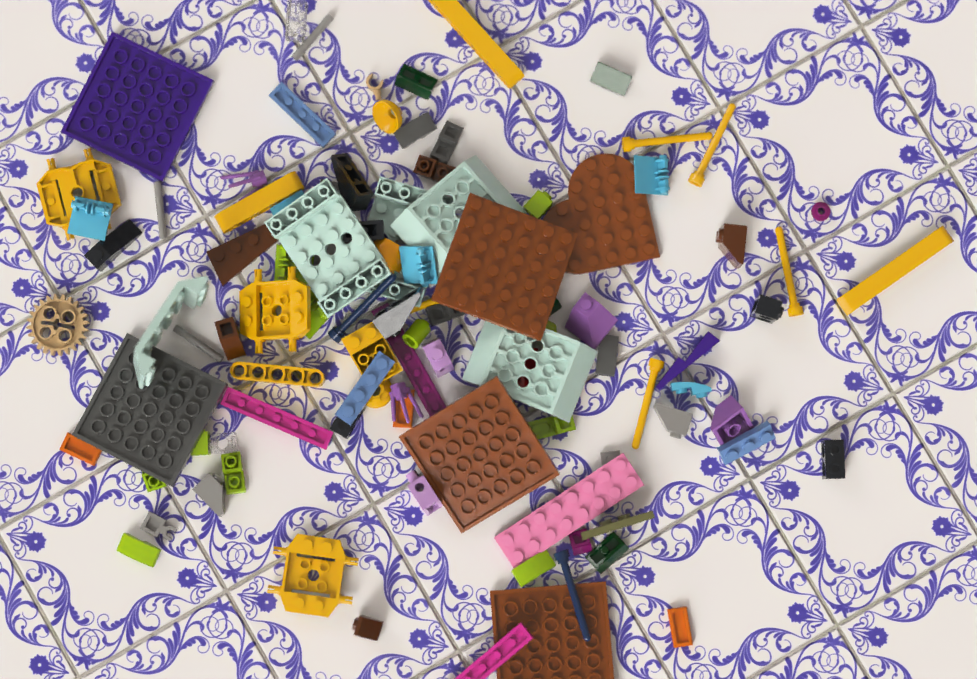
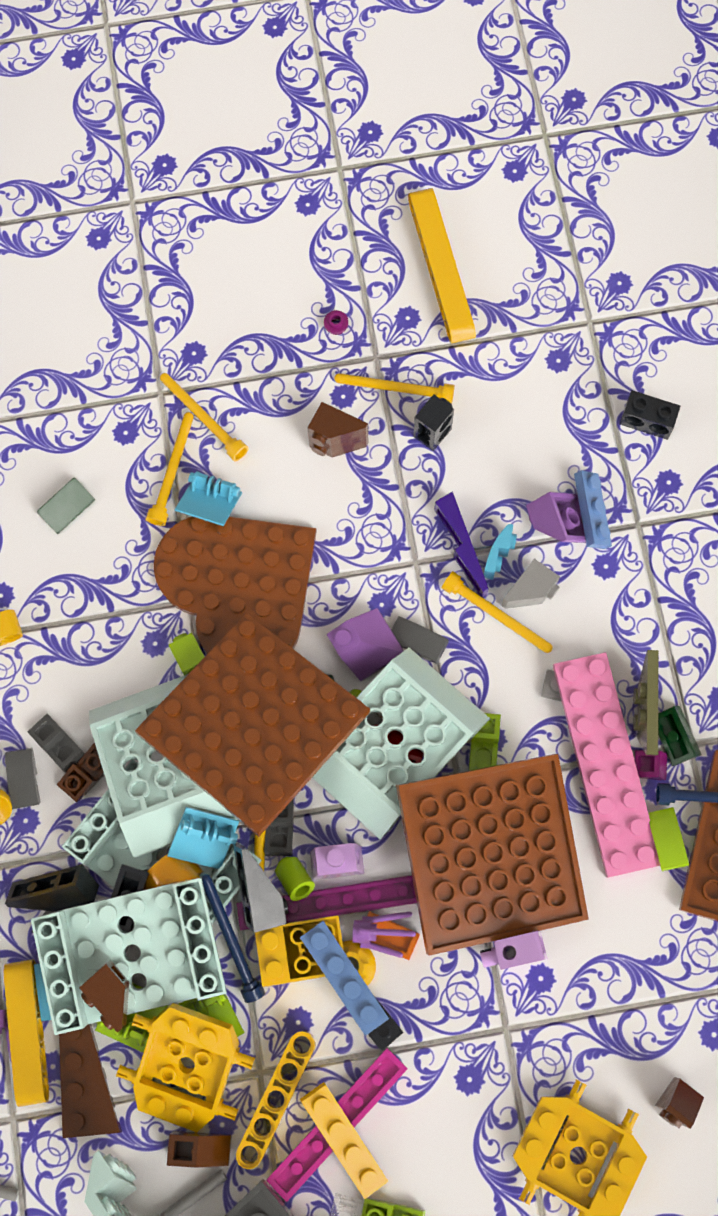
camera: 65 degrees left, 10 degrees down
(268, 425) = (344, 1140): none -> yellow plate
(301, 245) = (109, 994): none -> reddish brown slope

